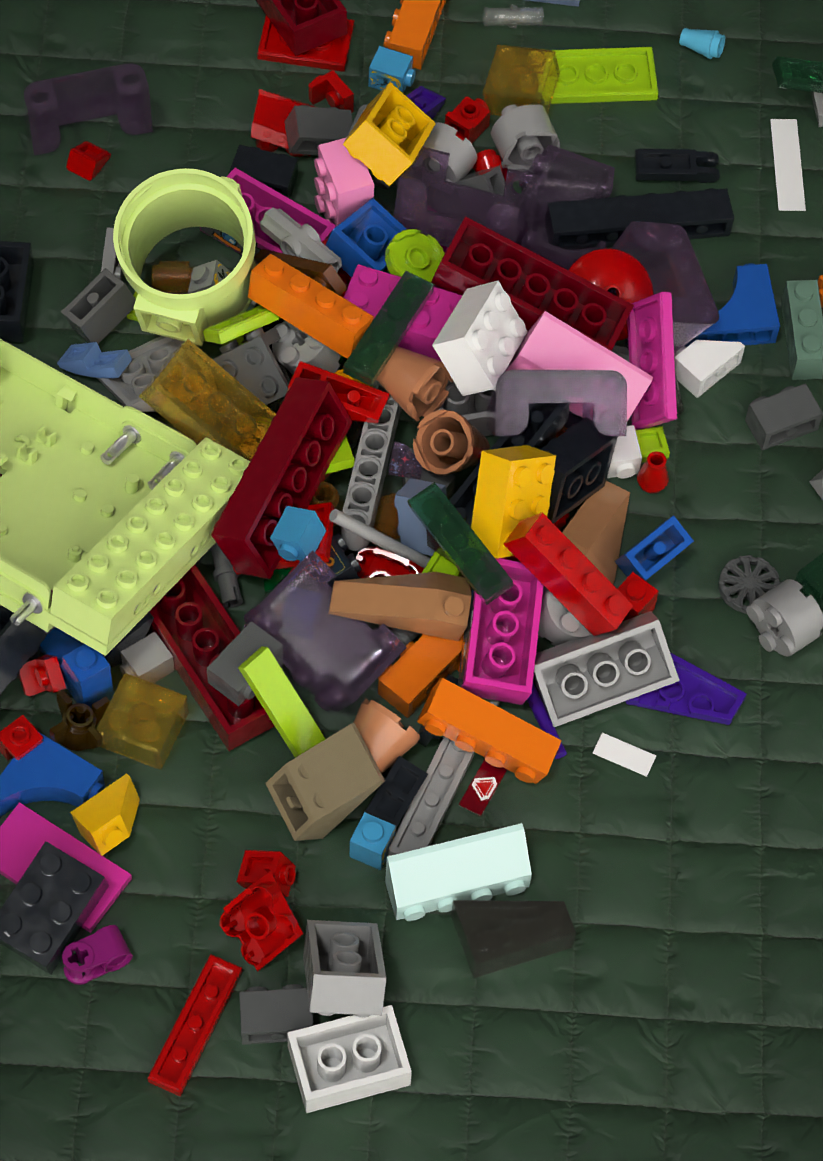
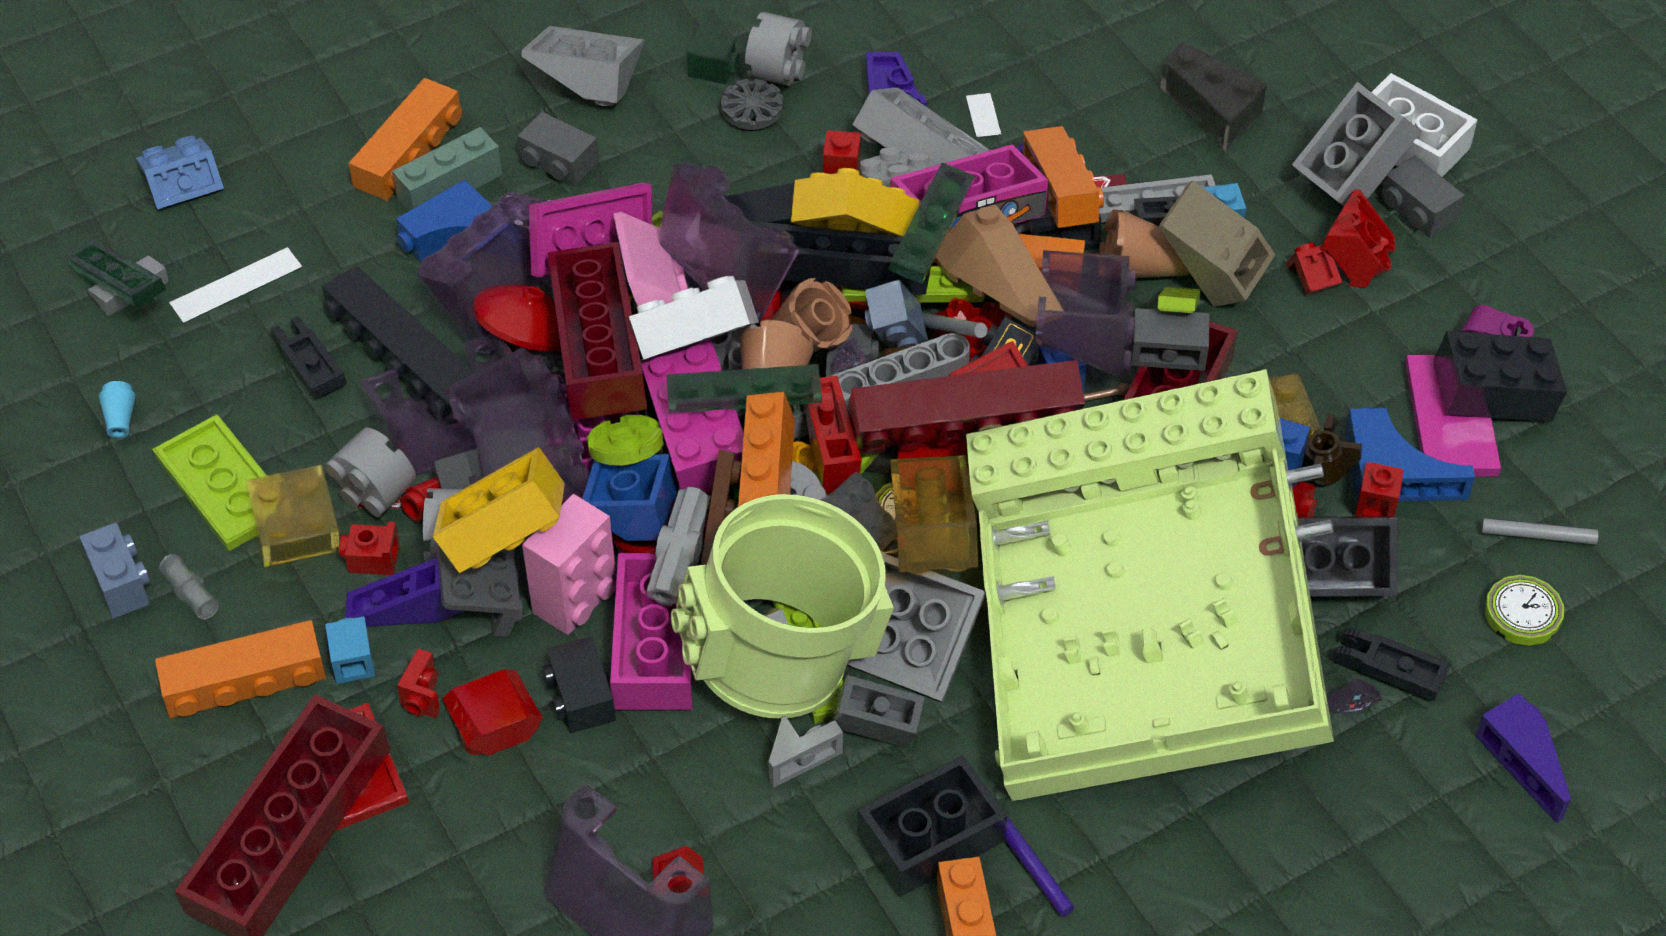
camera: 120 degrees left, 10 degrees down
(89, 361) = (934, 681): medium blue slope -> none
(108, 815) = (1379, 386): yellow slope -> none
(195, 1025) = (1476, 250): red tile -> none
(297, 533) = (1013, 354): dark azure brick -> none
(313, 126) = (490, 655): dark grey brick -> none
(458, 870) = (1194, 143): light aqua slope -> none
(568, 574) = (893, 143): red brick -> none
(655, 549) = (780, 159): blue brick -> none

